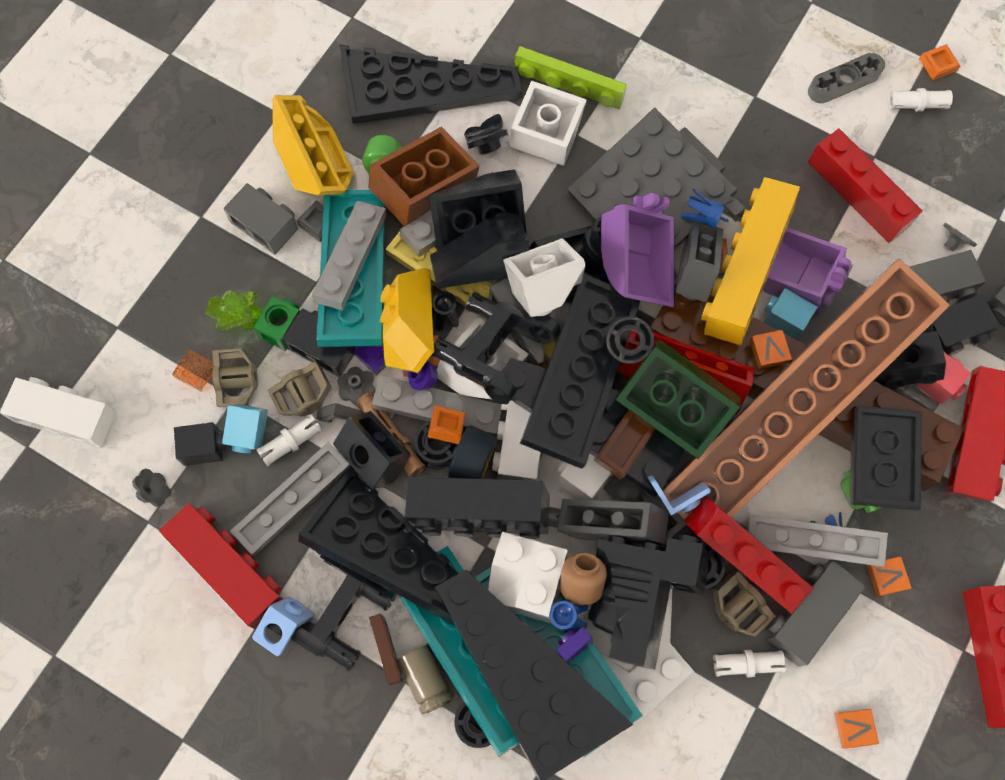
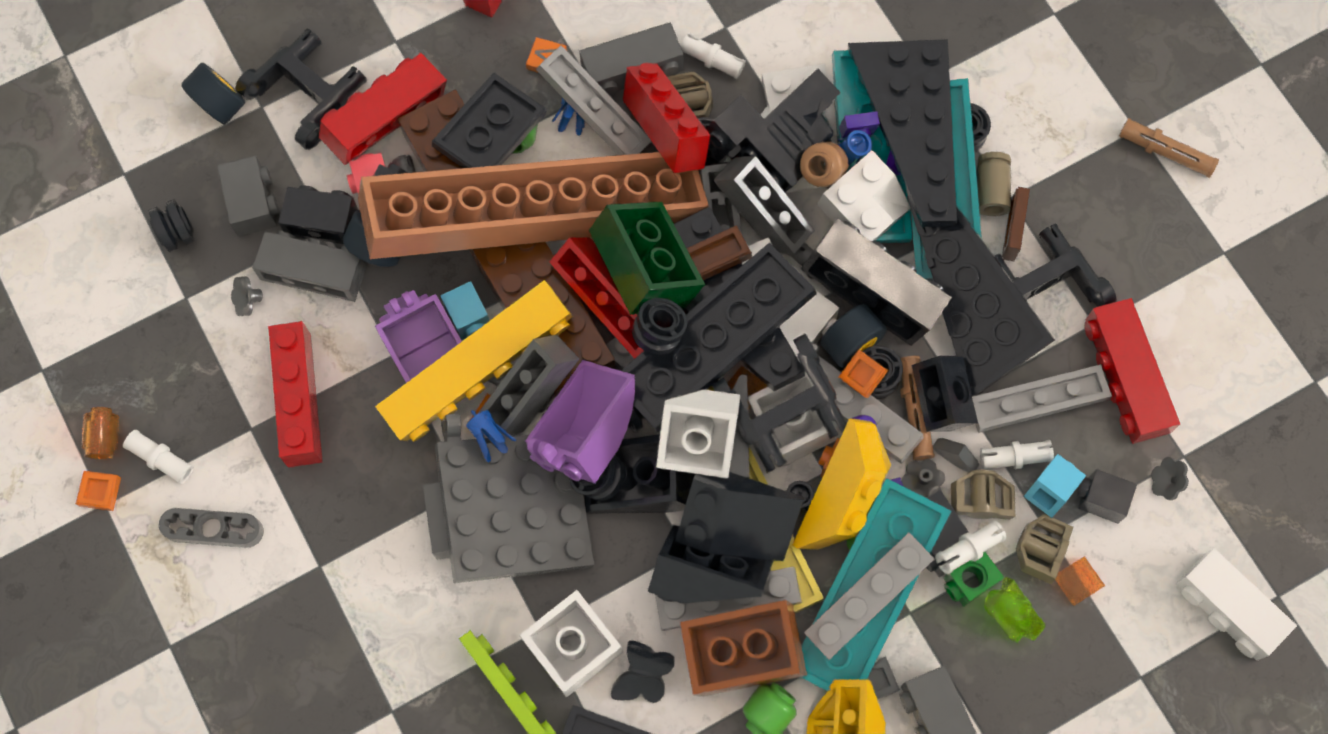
camera: 145 degrees left, 0 degrees up
(288, 616) = (1092, 290): light blue bracket -> none
(289, 329) = (970, 547): none -> white pin
(684, 502) = (696, 181): light blue bracket -> none
(770, 349) = (521, 269): orange tile -> none
(971, 91) = (100, 433): none -> clear orange brick

